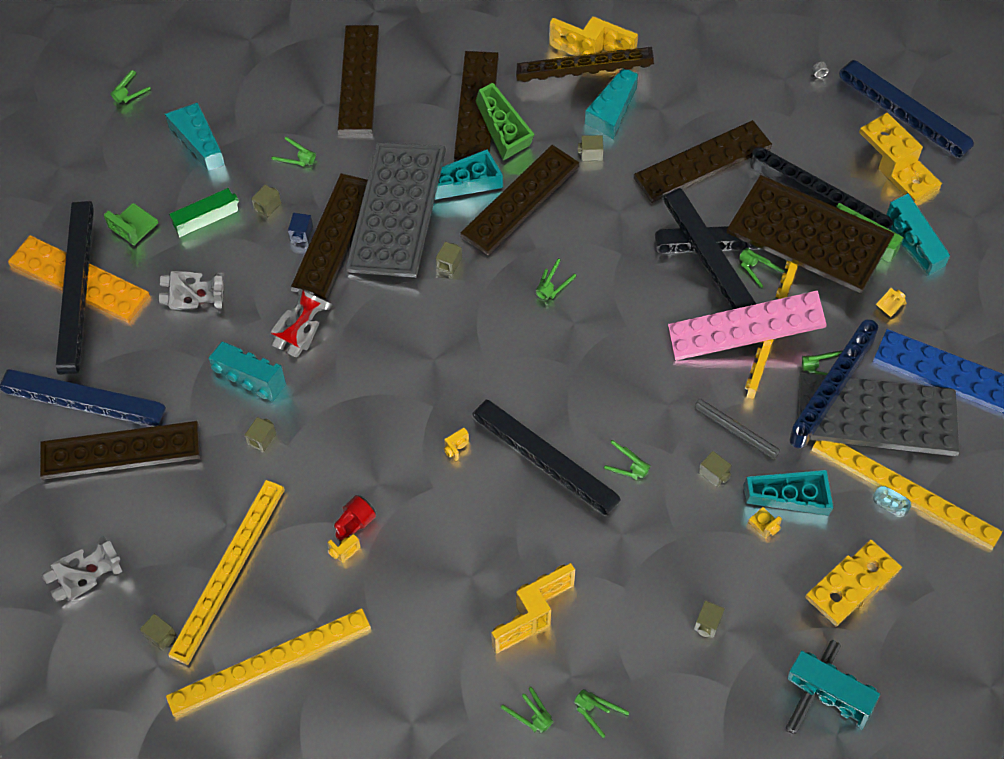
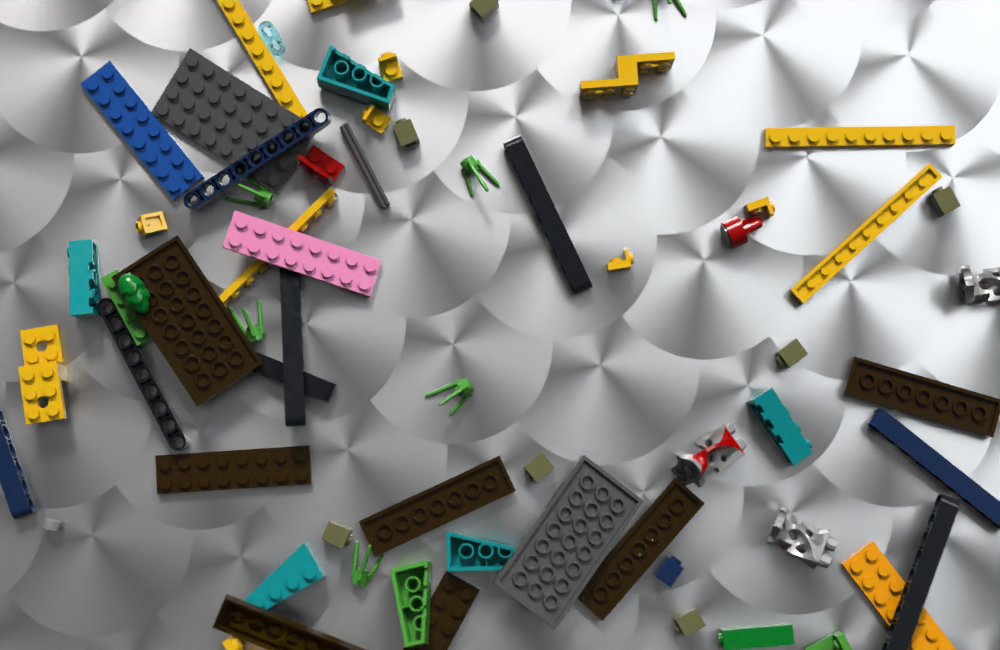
camera: 155 degrees left, 25 degrees up
(556, 131) = (360, 575): none -> bright green plant
(748, 469) = (375, 119): none -> yellow bracket
(776, 405) = (321, 164): none -> red bracket
(867, 227) = (134, 293): none -> green arm

